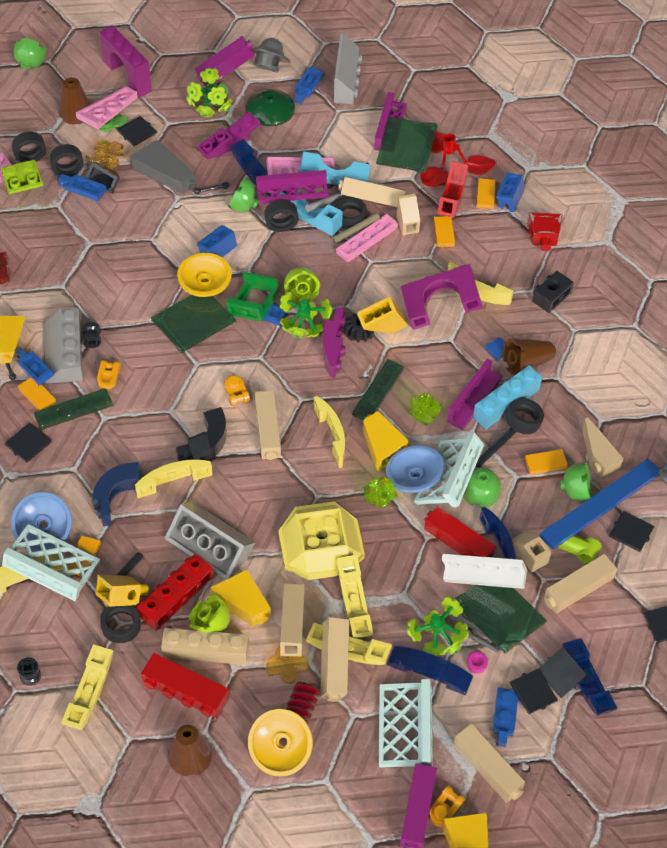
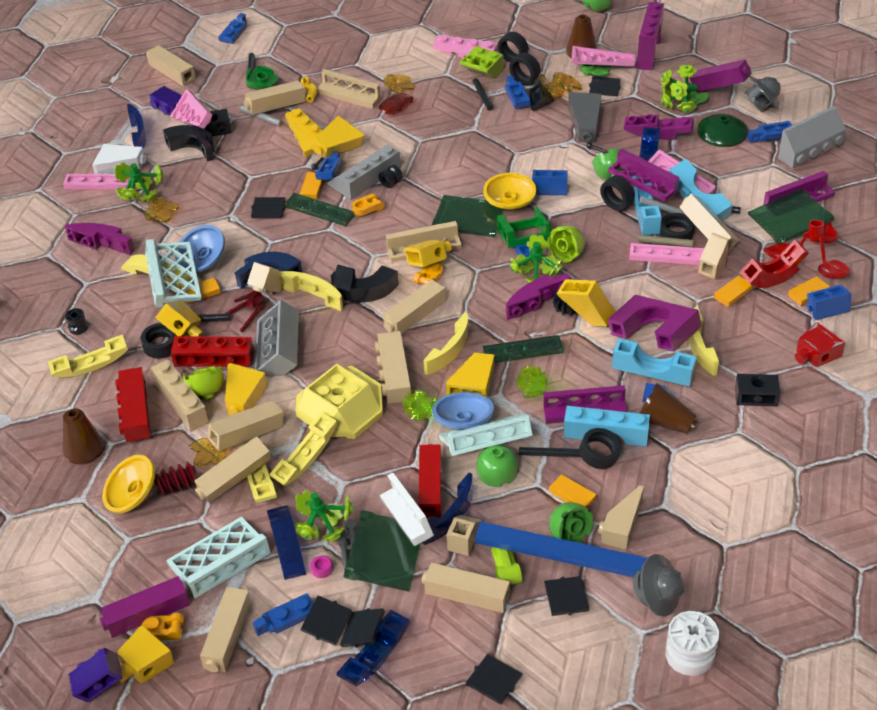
camera: 55 degrees right, 10 degrees down
(54, 207) = (484, 97): none -> black bar
(137, 500) = (264, 279): none -> tan slope
(143, 526) = (253, 301): none -> dark red plant
(191, 364) = (441, 232): none -> tan fence
(217, 375) = (427, 252): none -> yellow torso
(319, 480) = (393, 365): none -> tan brick
(457, 335) = (631, 358): none -> medium azure arch

